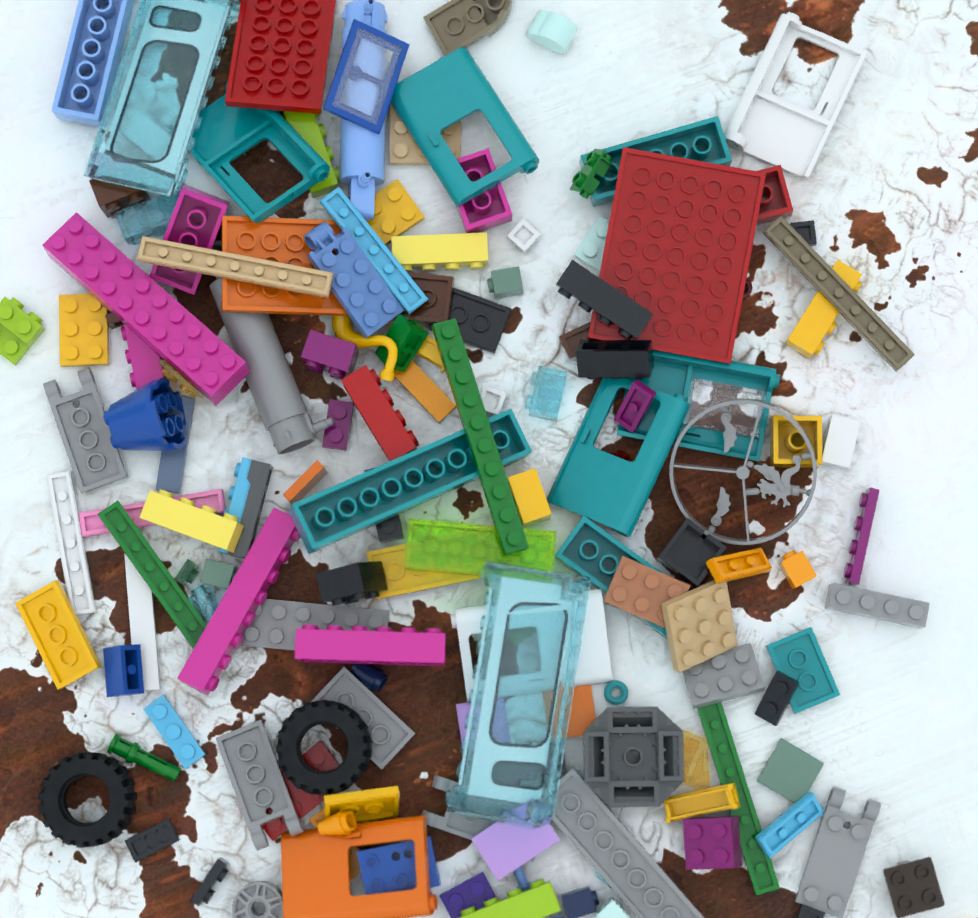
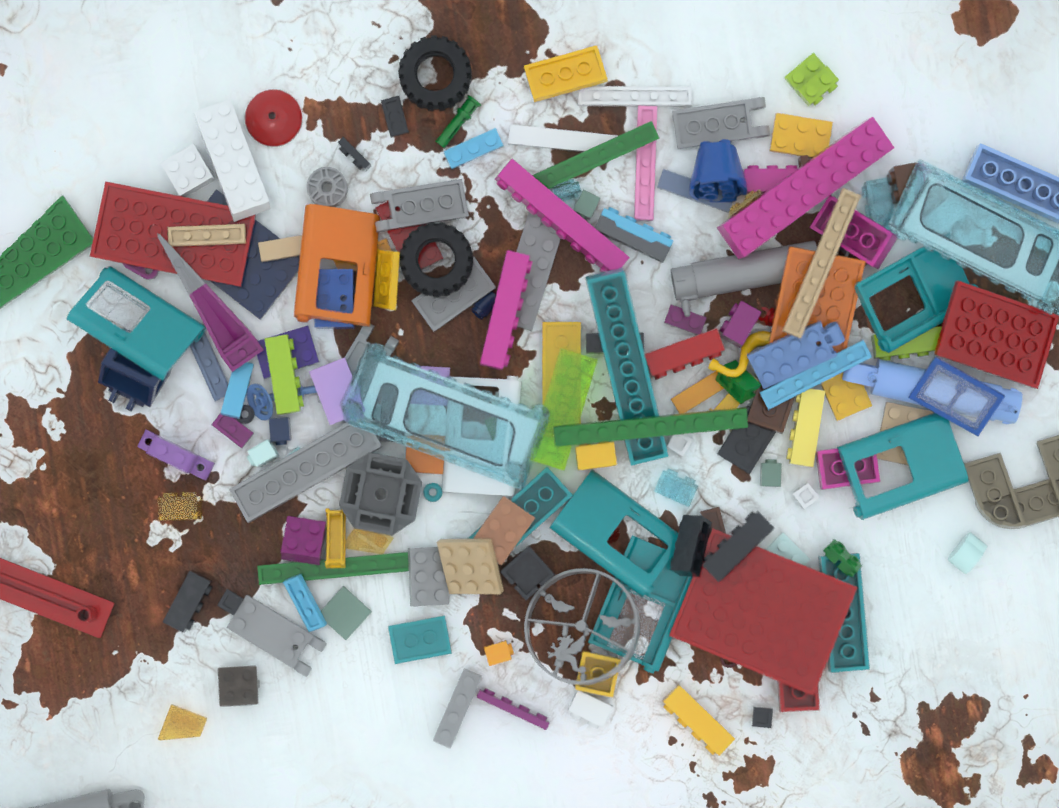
camera: 100 degrees right, 5 degrees up
(123, 670) = (527, 118): blue brick -> none
(187, 573) = (592, 181): clear green plate -> none
(192, 521) = (631, 191): light yellow brick -> none
(305, 482) = (643, 285): orange tile -> none
(314, 321) = (768, 319): none -> red plate
(338, 824) = (376, 259): light orange cone -> none
(352, 583) = (557, 306): black piece -> none
(635, 406) = (650, 553): magenta plate -> none
(738, 565) = (509, 607): light orange tile -> none
(776, 698) = (402, 614): black plate -> none
(778, 128) = (852, 717): white piece -> none
(838, 293) = (707, 733): dark tan tile -> none

